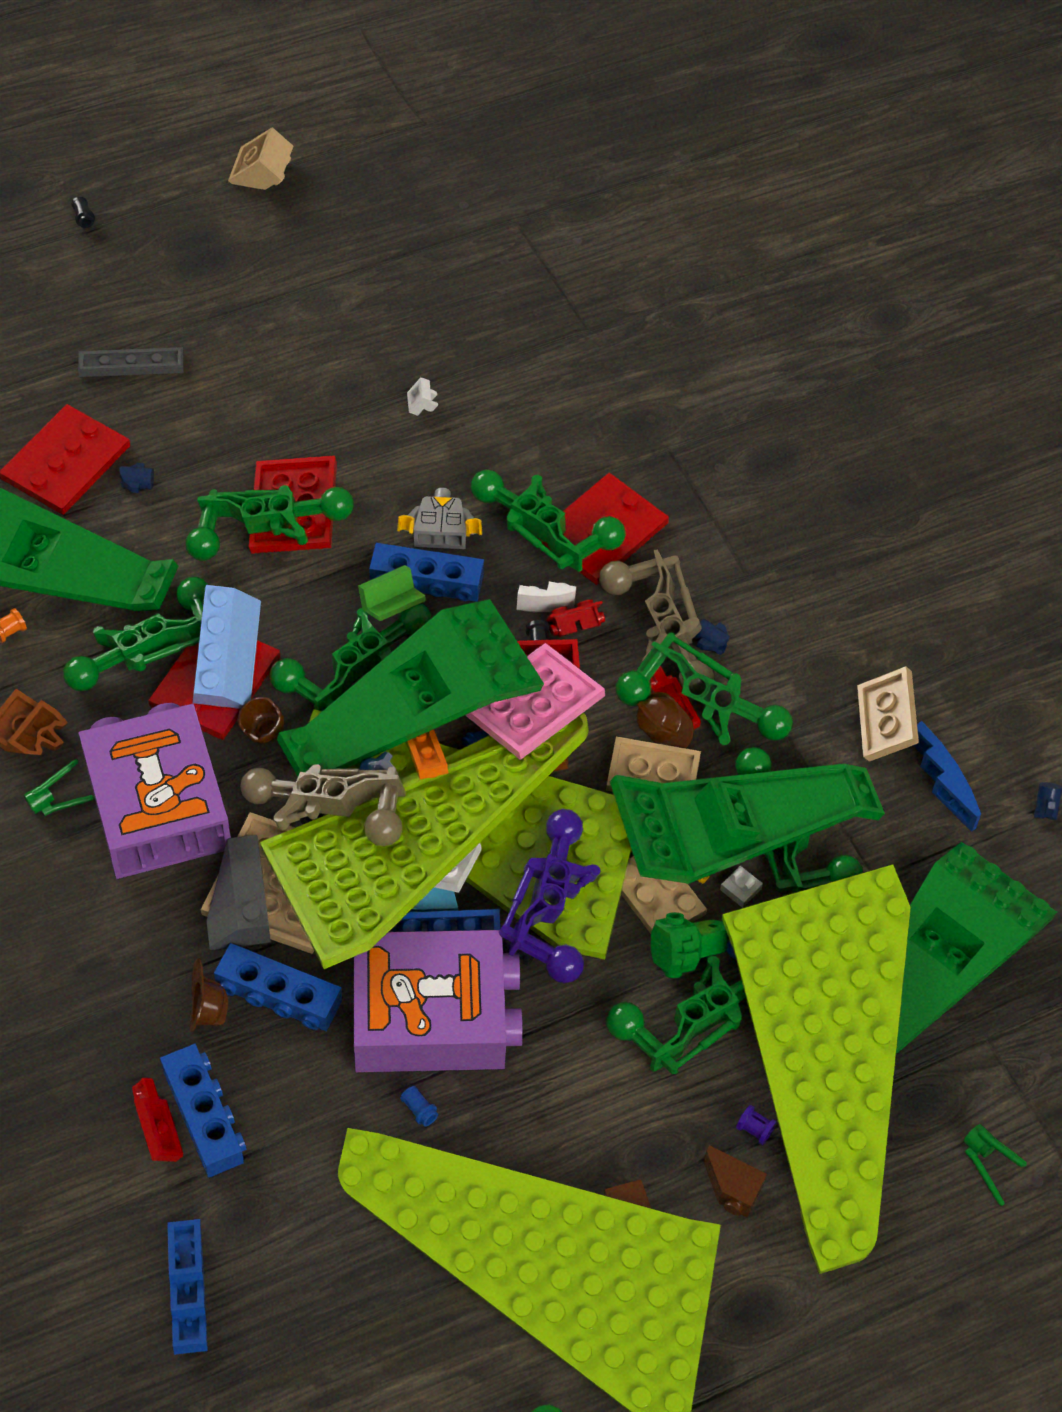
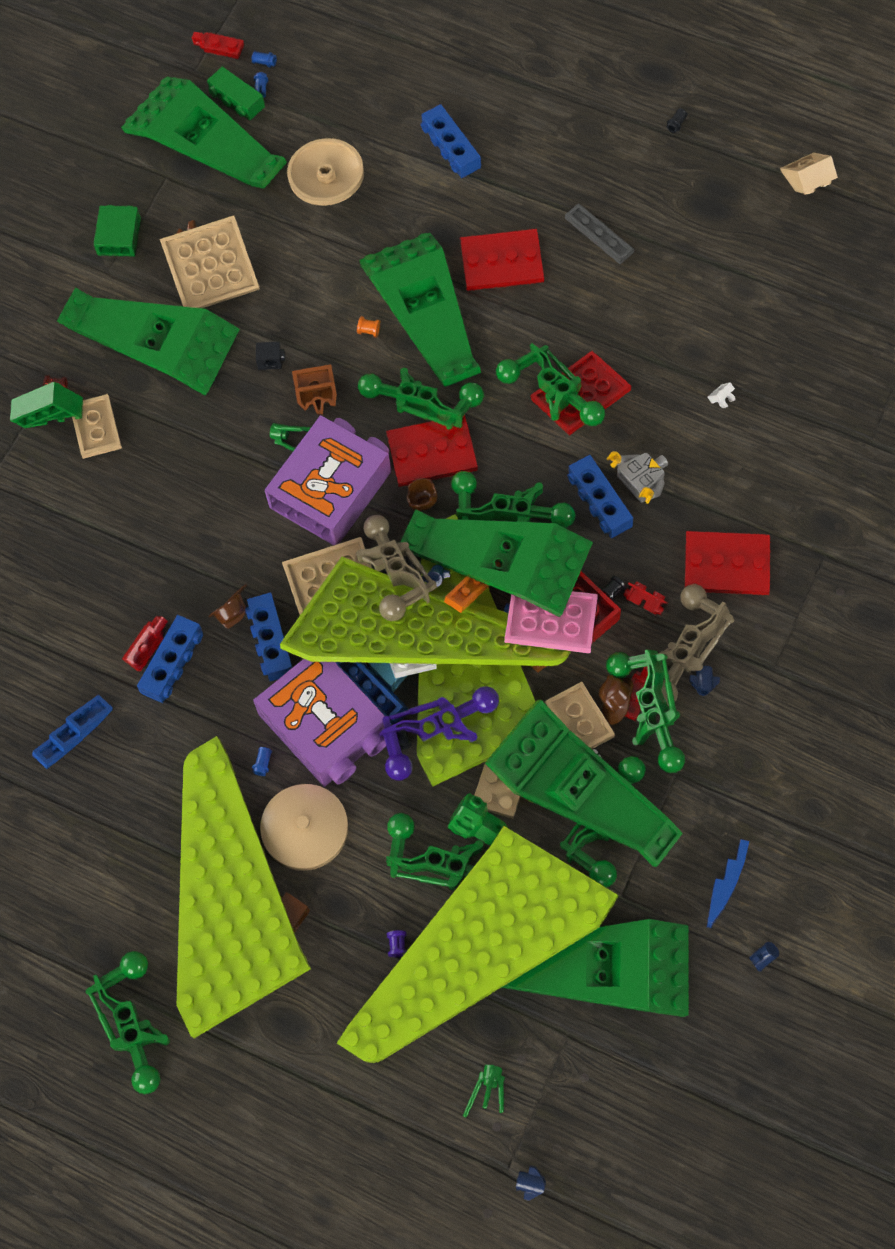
camera: 60 degrees right, 10 degrees up
(136, 477) = (522, 303): dark blue piece -> none
(226, 648) = (443, 439): light blue slope -> none
(239, 901) = (300, 577): dark grey wedge -> none
(390, 594) = (560, 490): bright green panel -> none
(536, 1120) = (304, 827): none -> tan dish
(539, 518) = (715, 567): green piece -> none
(541, 600) = (647, 574): white slope -> none
(733, 1181) = (350, 958): reddish brown slope -> none
(741, 886) = (546, 824): white tile -> none
(887, 714) = (738, 818): tan plate -> none

